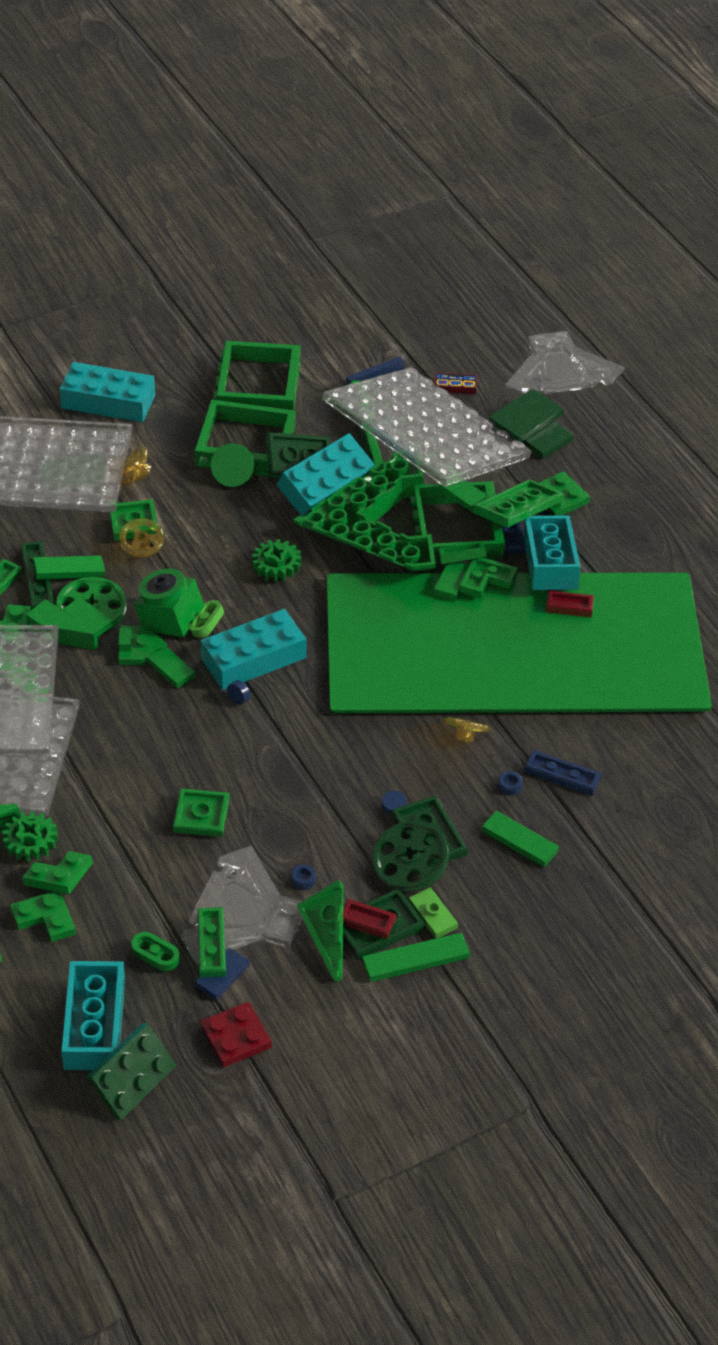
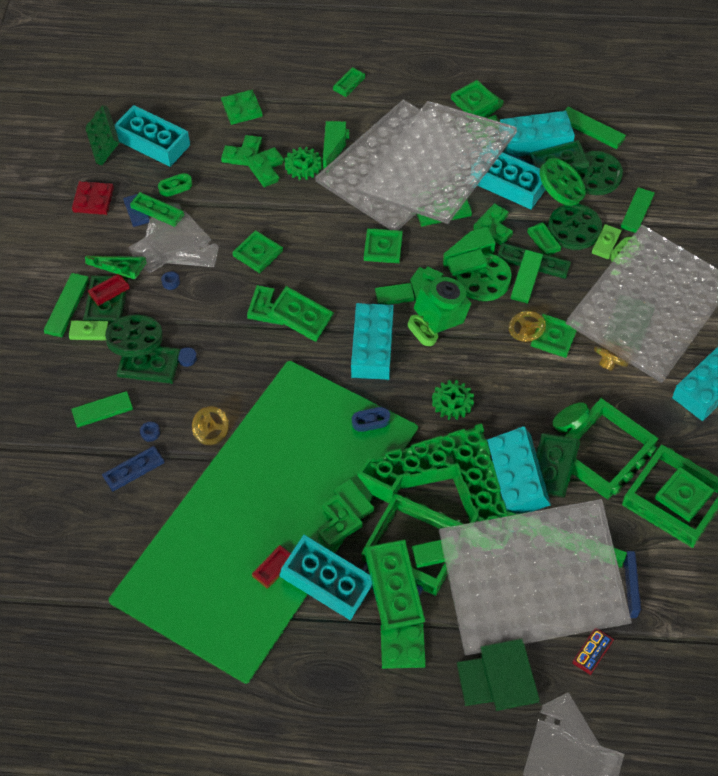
camera: 125 degrees right, 10 degrees up
(109, 703) = (383, 245): none -> green plate
(238, 692) = (341, 315): dark blue tile -> none
(263, 725) = (300, 313): none -> green tile
(264, 359) = (684, 494): none -> green plate
(278, 767) = (261, 304): none -> green plate
(354, 603) = (369, 418): none -> dark blue plate
(462, 552) = (370, 515): green tile -> none

